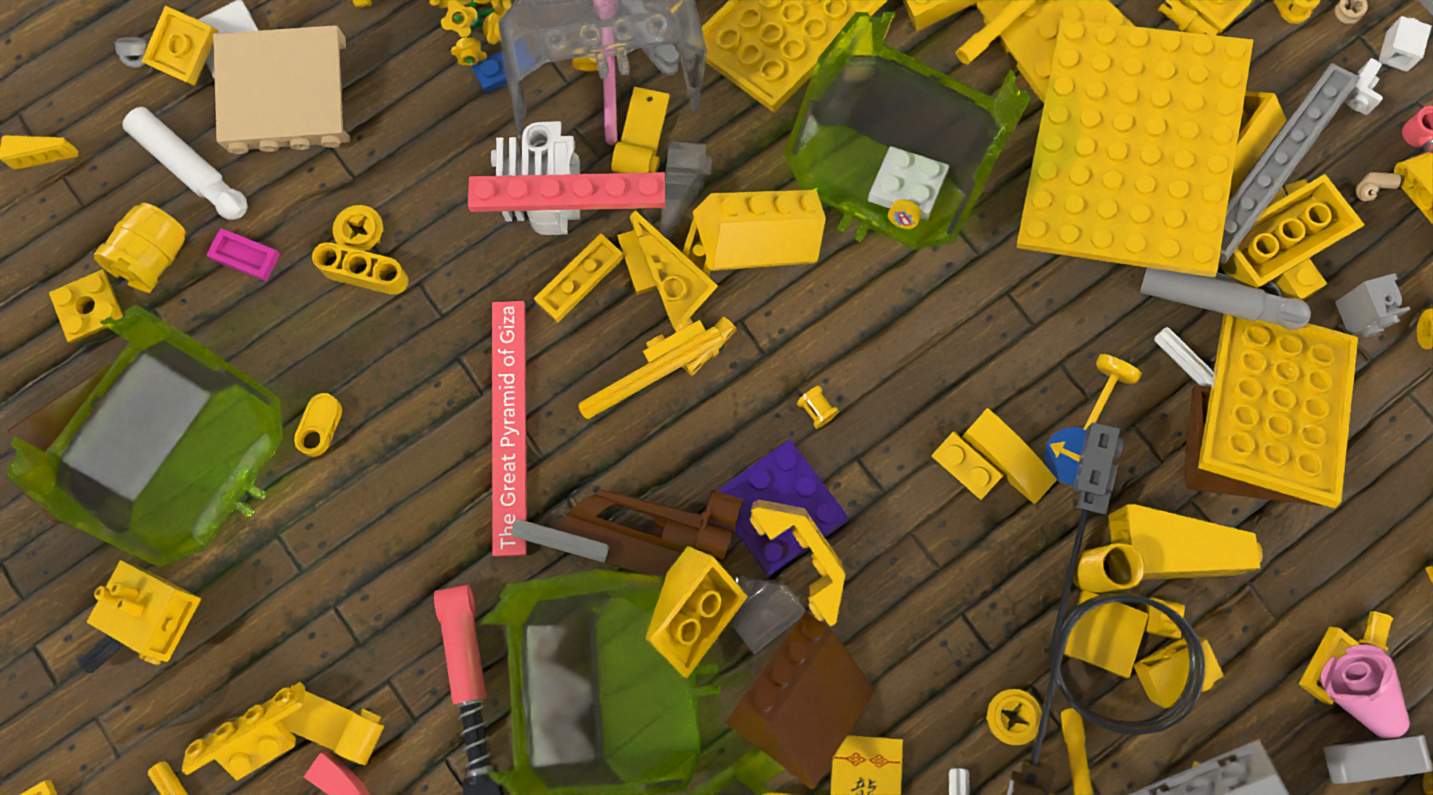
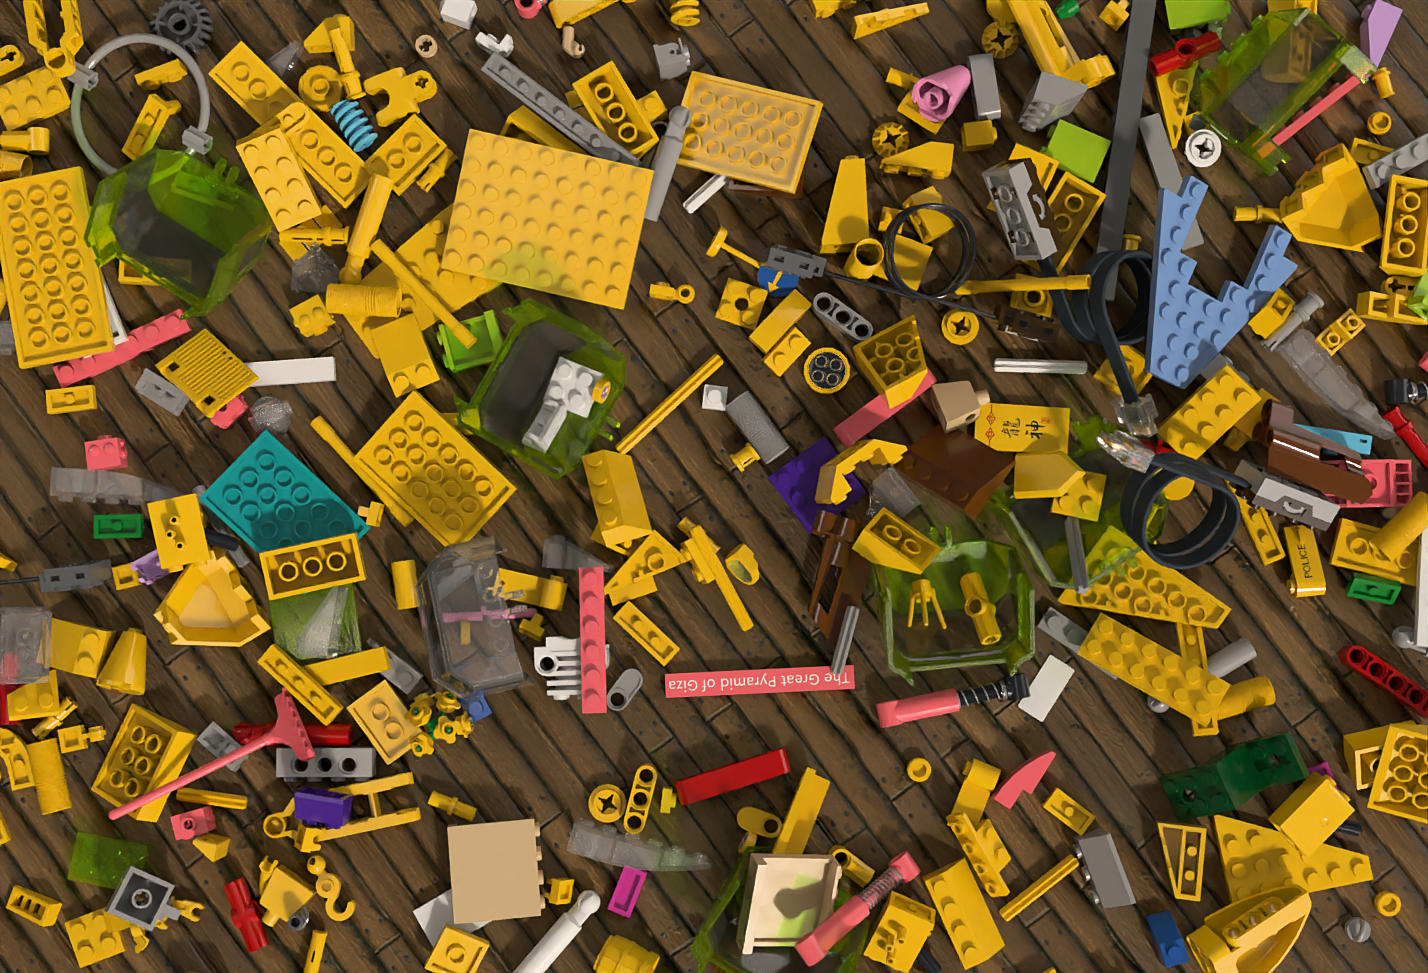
camera: 90 degrees left, 10 degrees up
(128, 481) = (816, 943): none -> coral piece
(164, 707) = (963, 913): none -> yellow slope
(200, 452) = (786, 898): none -> tan panel
(245, 548) = (853, 866): none -> yellow piece
(249, 170) = (560, 891): none -> yellow tile
(288, 260) = (630, 851): none -> clear slope
(291, 407) = (748, 840): none -> yellow tile
(314, 475) = (801, 814): none -> yellow panel
(356, 302) = (668, 799): none -> yellow plate
(368, 43) = (452, 806): none -> yellow pin
(375, 646) = (918, 769): none -> yellow tile
(381, 389) = (732, 776): none -> red beam
(511, 255) = (627, 685): none -> light grey piece
(592, 136) = (532, 628): none -> yellow tile
(596, 735) = (983, 618): none -> yellow piece
(622, 651) = (922, 593): none -> yellow plant
(668, 403) = (742, 564): none -> yellow rock
(855, 148) = (545, 425): none -> white hinge
(864, 420) = (751, 420): none -> light grey piece
(890, 310) = (669, 404): none -> yellow axle
(895, 605) = (874, 414): none -> coral beam
(899, 369) = (714, 397): none -> white plate
(899, 709) = (957, 404): none -> tan torso
(941, 49) = (483, 351): none -> lime panel
(941, 522) = (826, 370): none -> tile
(960, 612) = (893, 361): none -> yellow wedge
(1032, 535) = (837, 307): none -> light grey beam
(1043, 301) = (664, 291): none -> yellow plate
(1046, 393) = (738, 290): none -> yellow piece
(1260, 669) = (927, 159): none -> yellow slope
(1268, 612) = (887, 149): none -> yellow gear
(1303, 749) = (978, 135): none -> yellow brick

